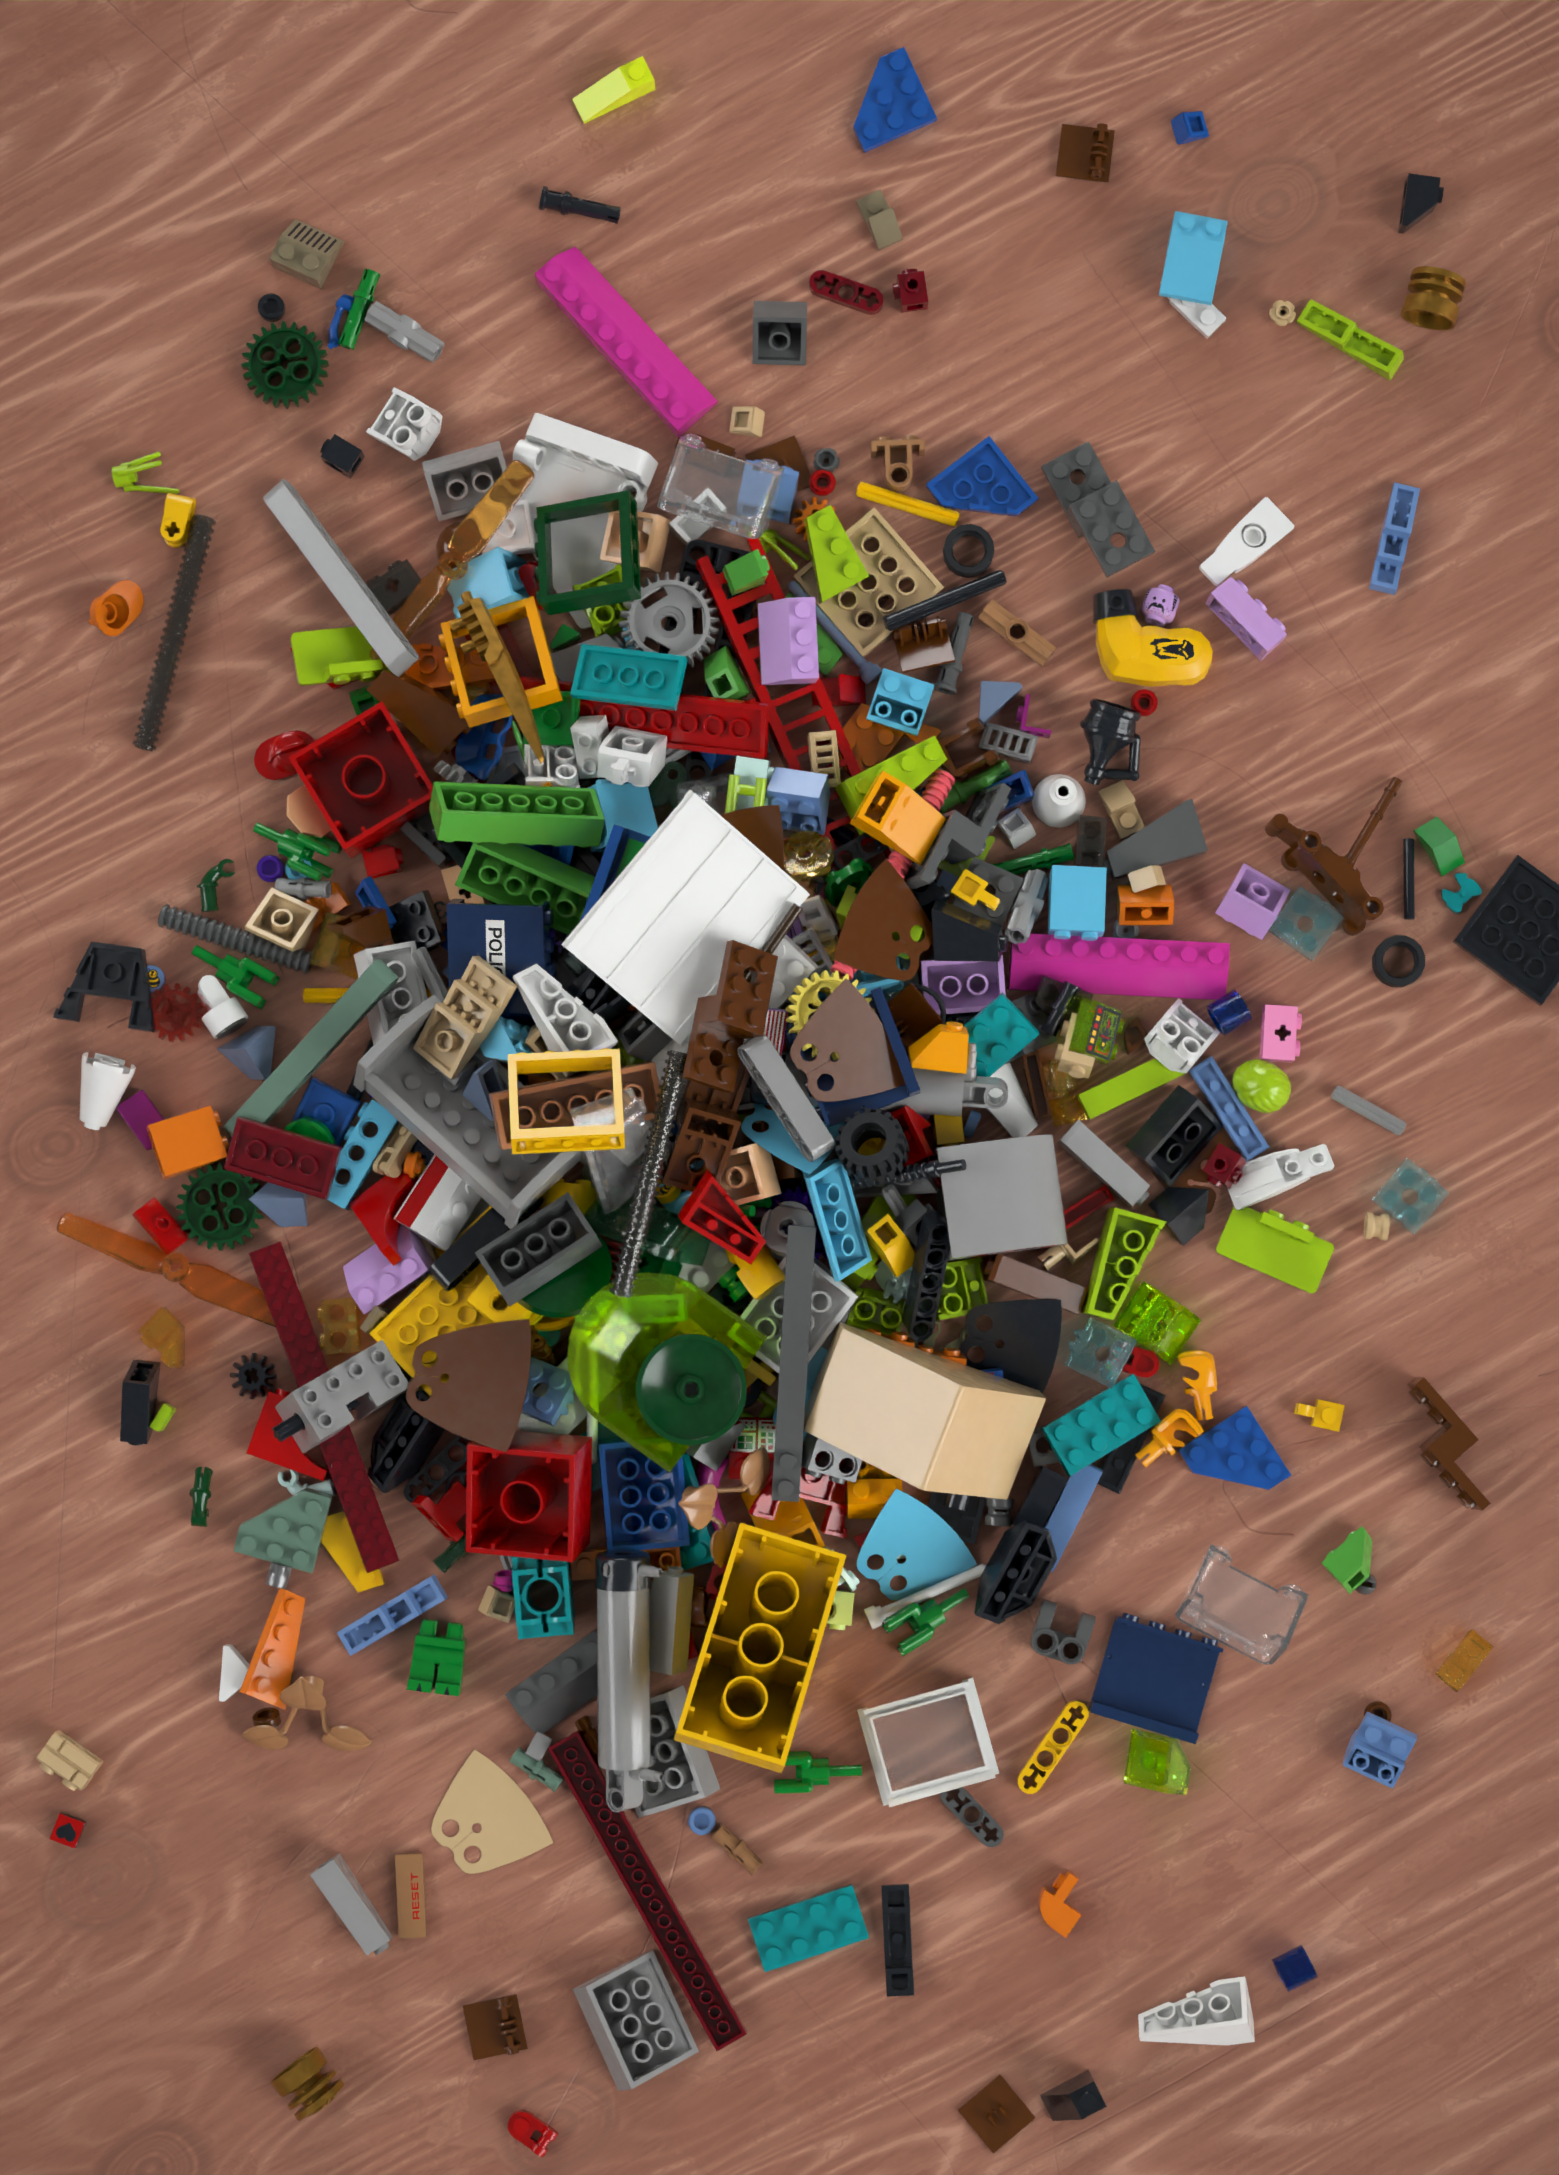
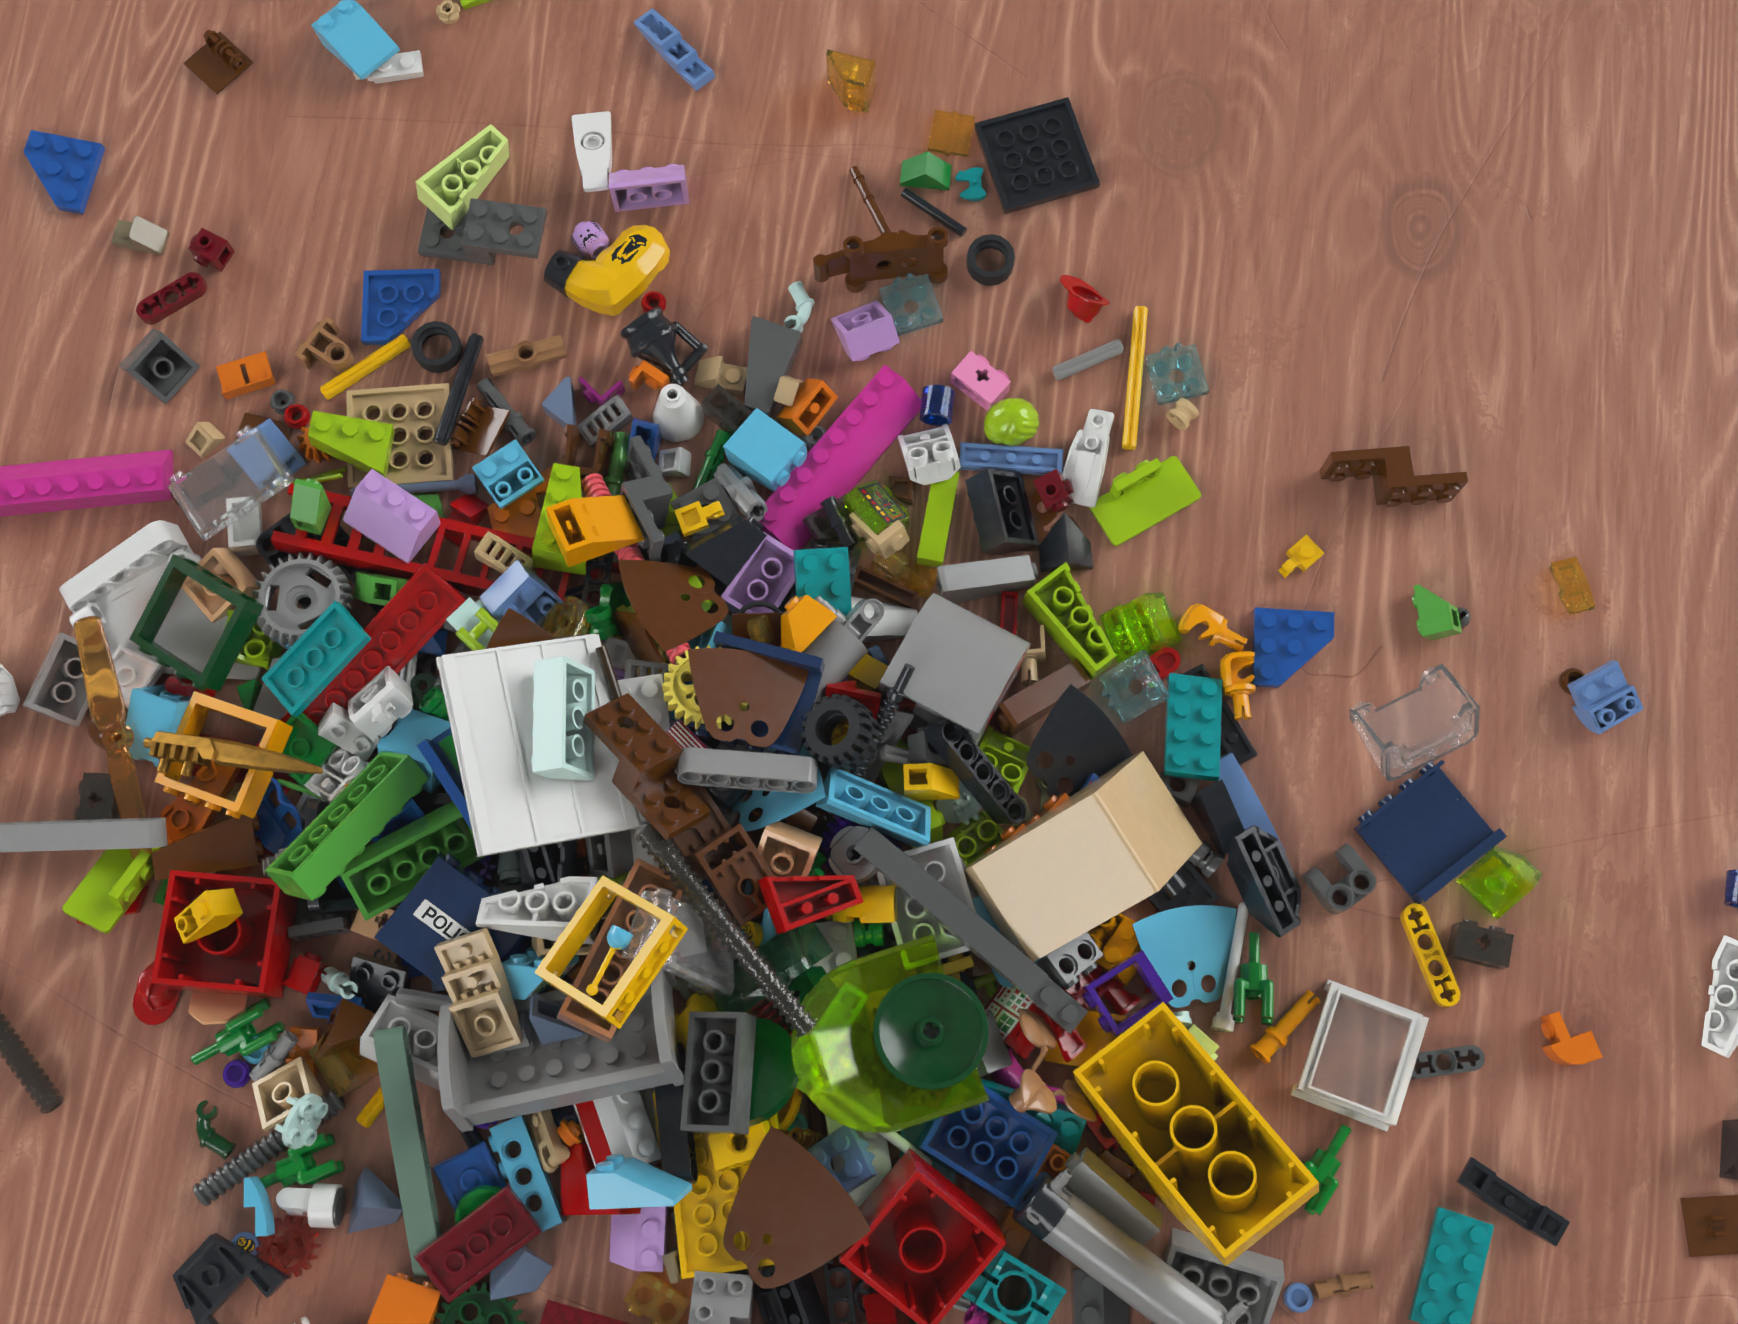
camera: 55 degrees left, 10 degrees down
(192, 961) = (256, 1196): none -> medium azure slope
(273, 954) = (302, 1120): none -> light aqua plate
(370, 761) = (208, 914): none -> yellow slope
(395, 894) = (339, 982): none -> light aqua pin
(410, 1246) = (632, 1184): none -> medium azure slope
(576, 1103) = (618, 940): none -> hinge
(664, 800) = (434, 703): none -> green wheel
(725, 914) = (560, 737): none -> light aqua slope
(814, 403) = (233, 380): none -> orange piece
(826, 882) = (601, 621): none -> green wheel
(833, 923) = (637, 636): none -> reddish brown piece
(863, 1531) = (1150, 978): none -> dark purple window
(895, 1666) = (1277, 1035): none -> light orange pin
(913, 1017) = (760, 629): none -> clear yellow slope
(1076, 755) = (653, 377): none -> orange bracket
(1090, 1798) = (1464, 947): none -> clear smoke brick
(1131, 454) = (463, 176): none -> yellowish green wedge
(1236, 832) = (803, 306): none -> light aqua piece
(1381, 1162) = (1134, 378): none -> yellow axle
(1421, 1067) = (1082, 298): none -> red piece
(1476, 720) = (852, 79): none -> clear yellow slope
(1496, 839) = (951, 133): none -> clear yellow piece

